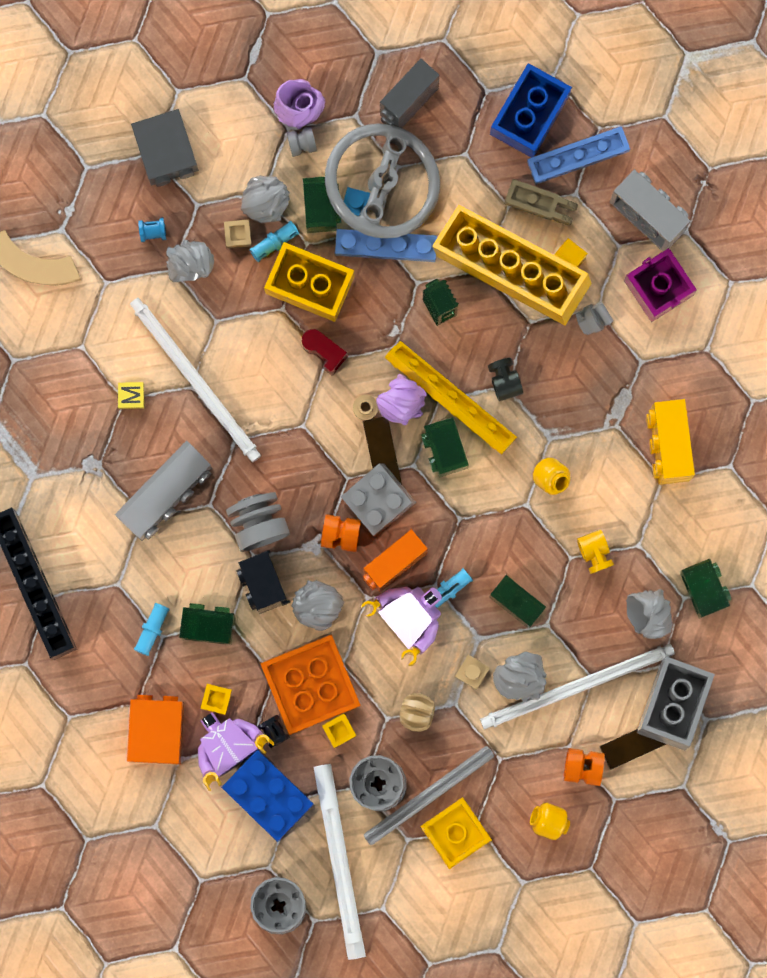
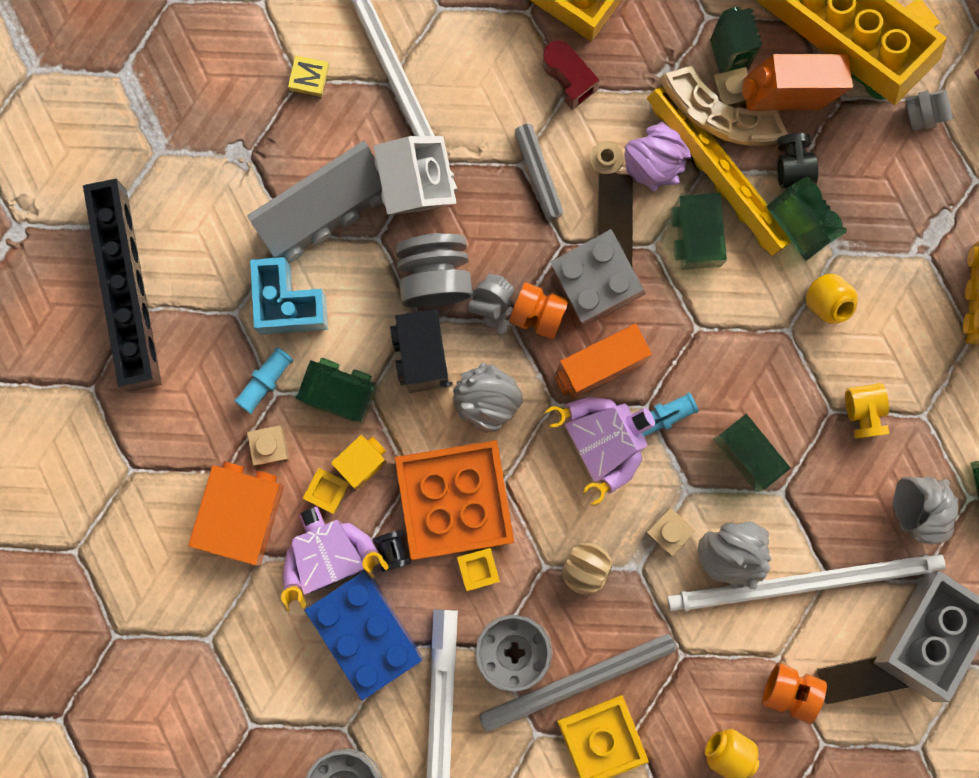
camera: 10 degrees right, 0 degrees up
(153, 574) = (277, 306): none -> medium azure brick
(165, 676) = (267, 445): none -> tan plate
(228, 455) = (414, 174): none -> white brick
(236, 671) = (360, 461): none -> yellow brick
(304, 530) = (491, 297): none -> light grey piece
(317, 429) = (538, 171): none -> light grey axle
(441, 360) = (717, 118): none -> tan tile
(447, 333) = (729, 86): none -> tan plate
(491, 323) = (797, 82): none -> orange brick
(520, 421) = (806, 218): none -> clear green brick

